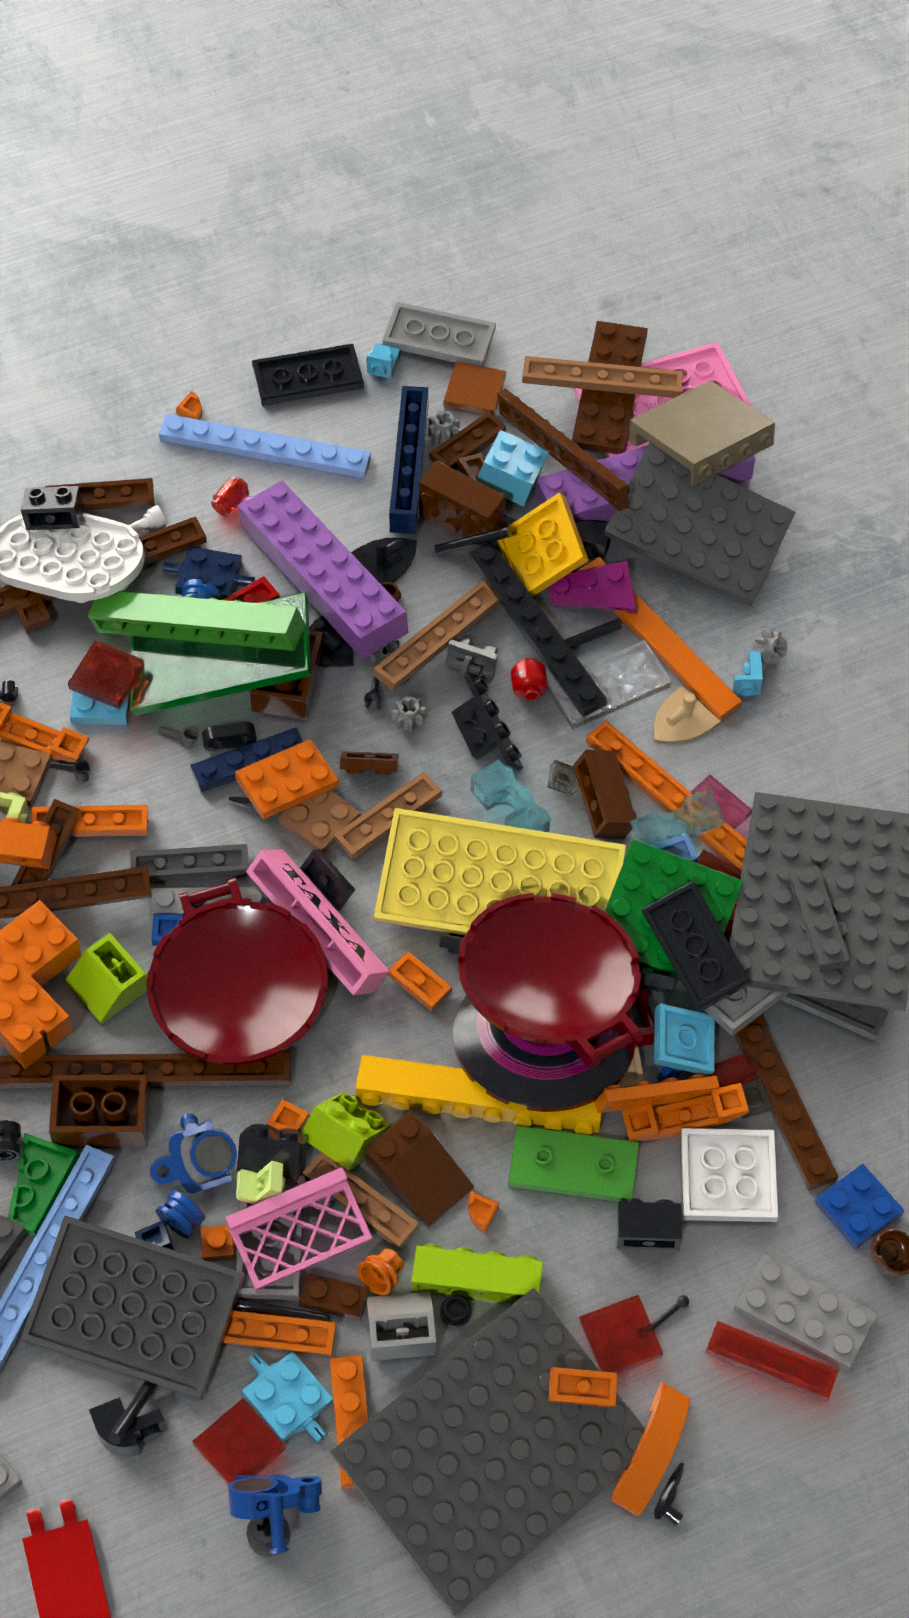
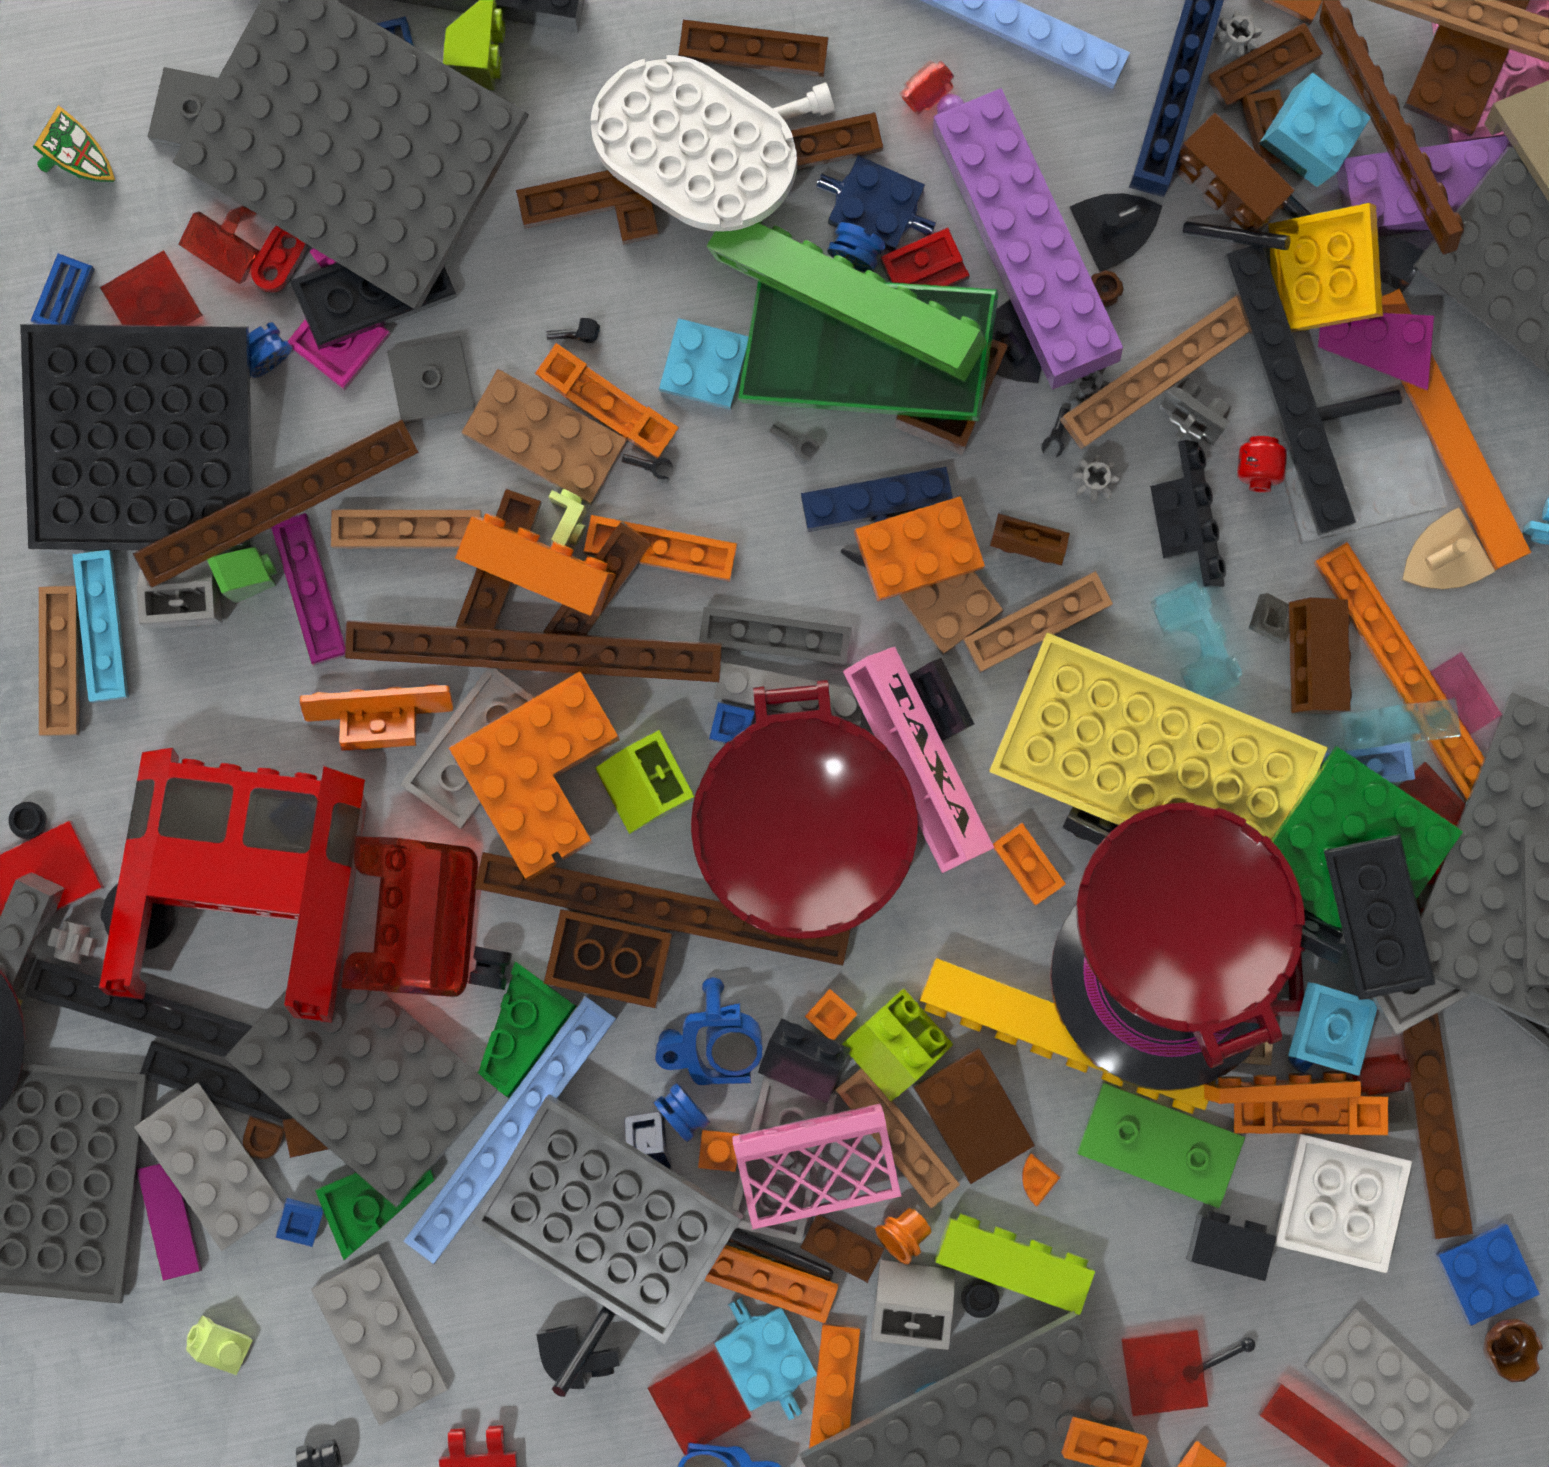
camera: 15 degrees right, 25 degrees up
(52, 508) = (686, 68): black brick -> none
(106, 674) = (716, 343): clear red plate -> none
(228, 736) = (858, 462): black beam -> none
(260, 1186) = (782, 1104): yellowish green bracket -> none

